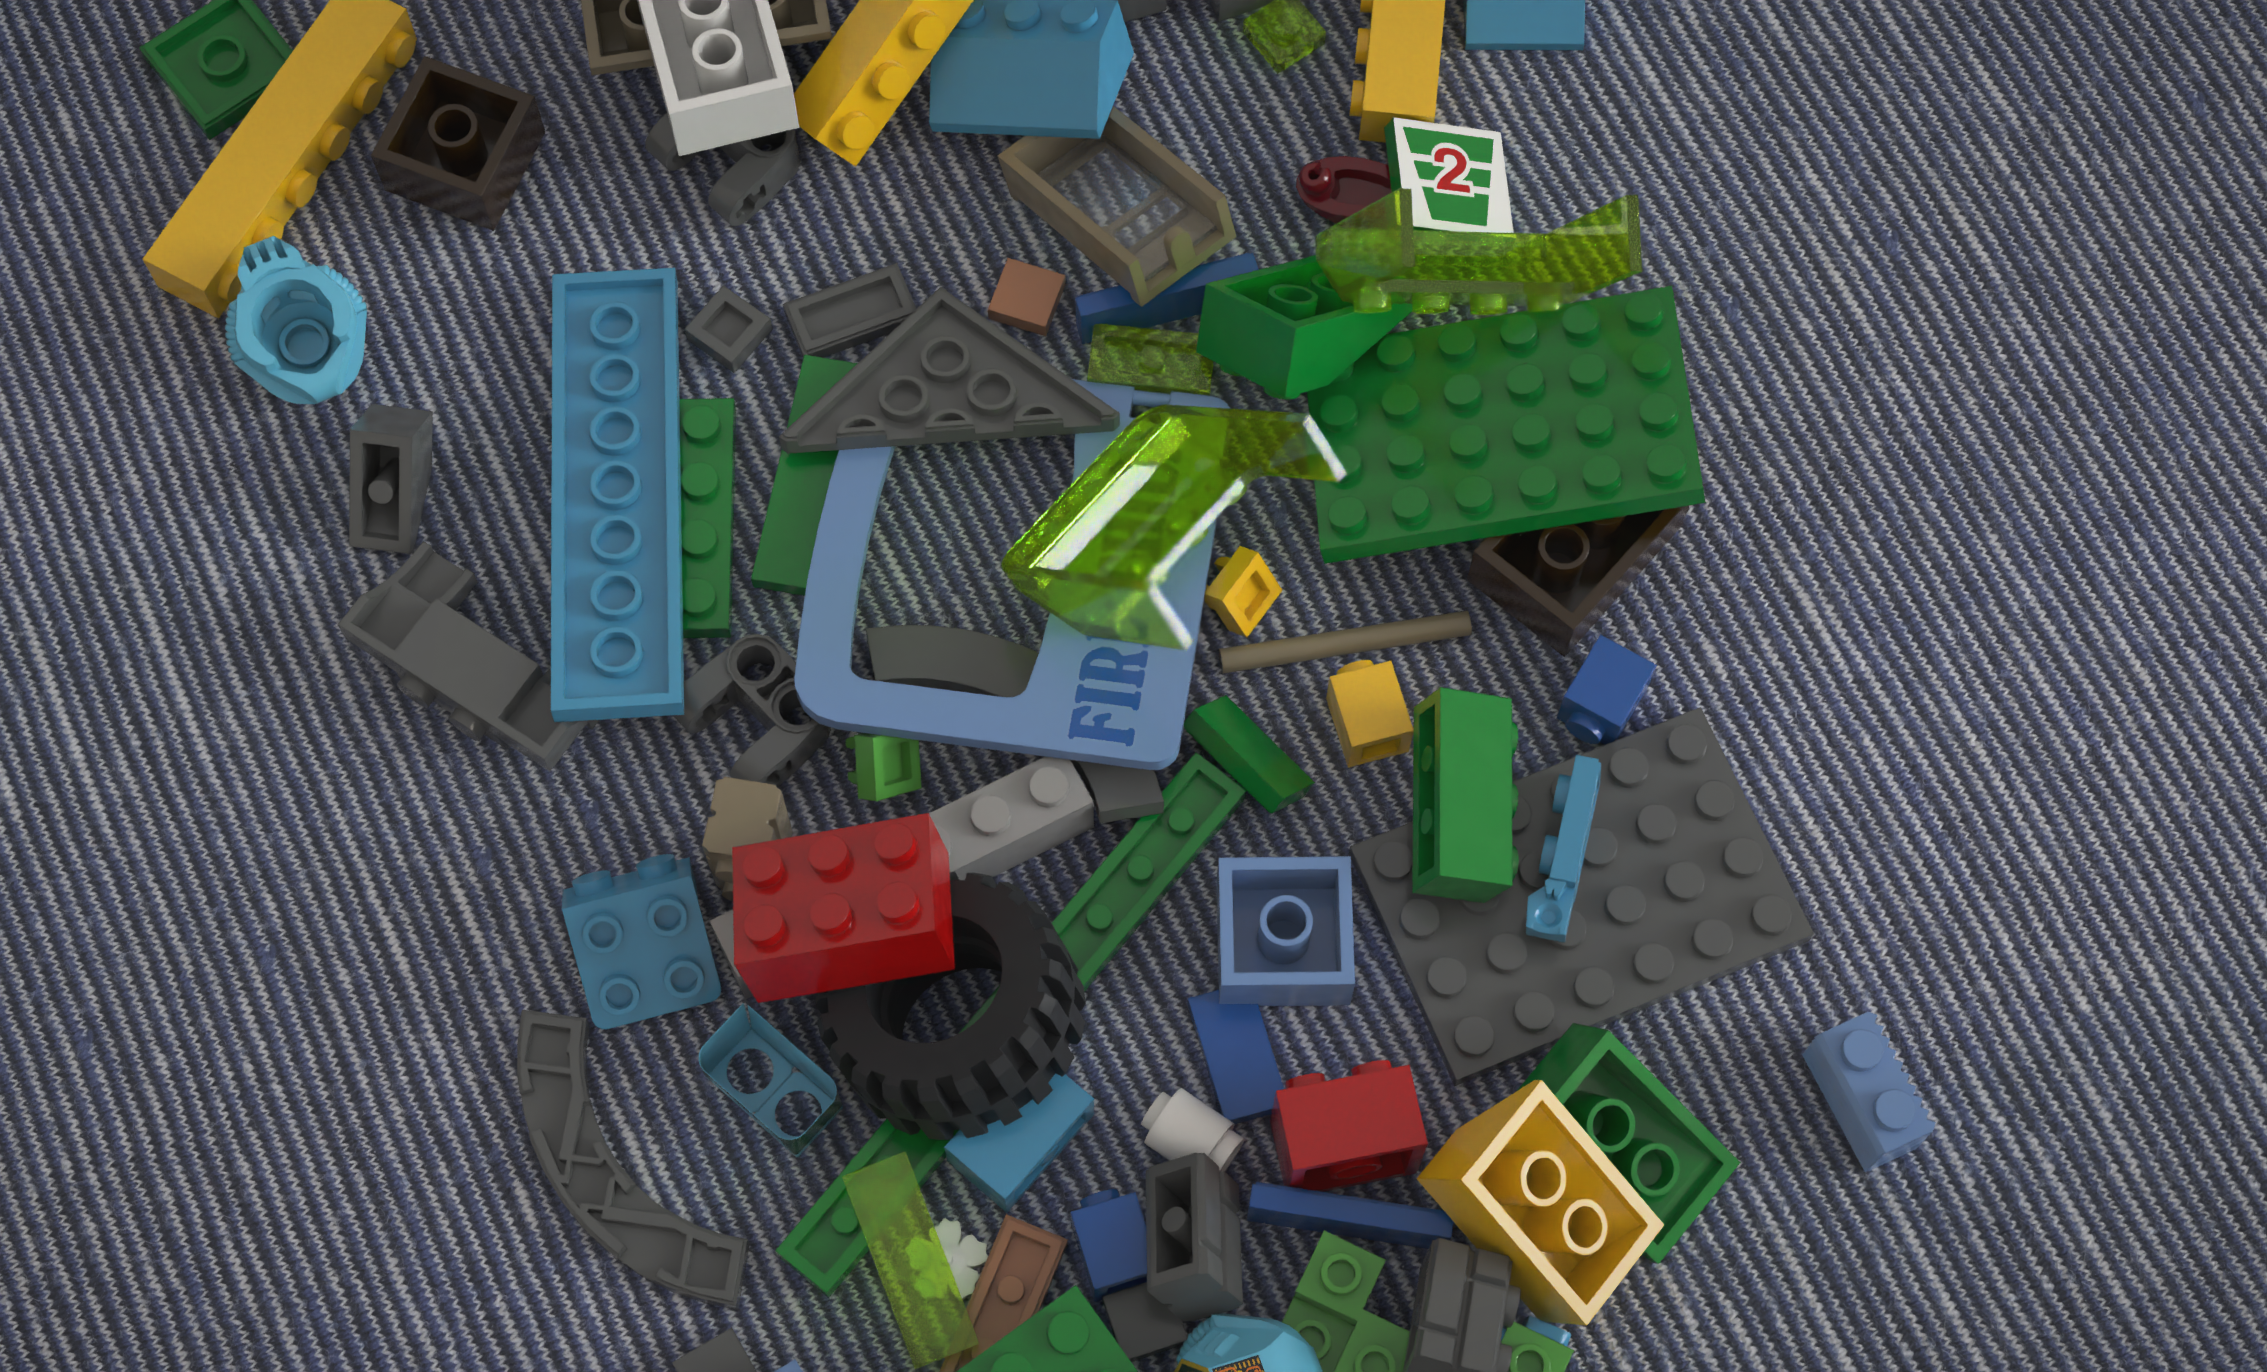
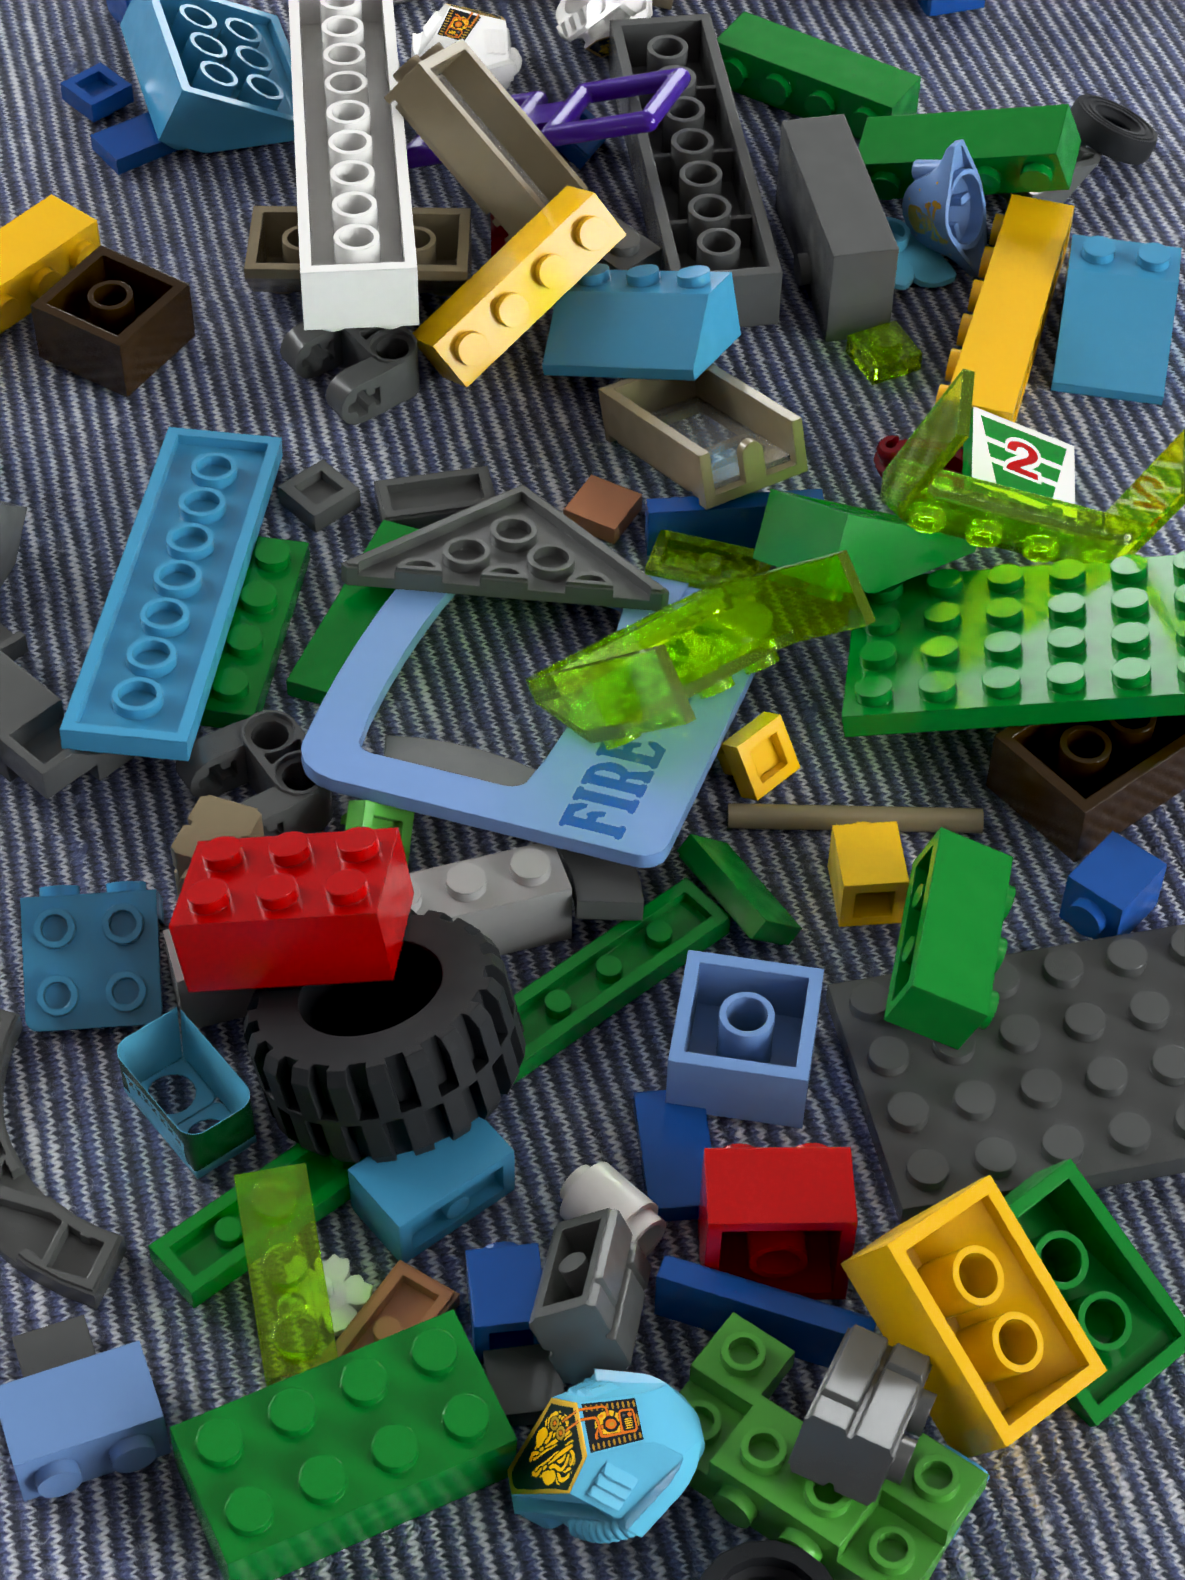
camera: 10 degrees right, 20 degrees down
(1563, 856) = (1049, 1009): dark azure hinge -> none

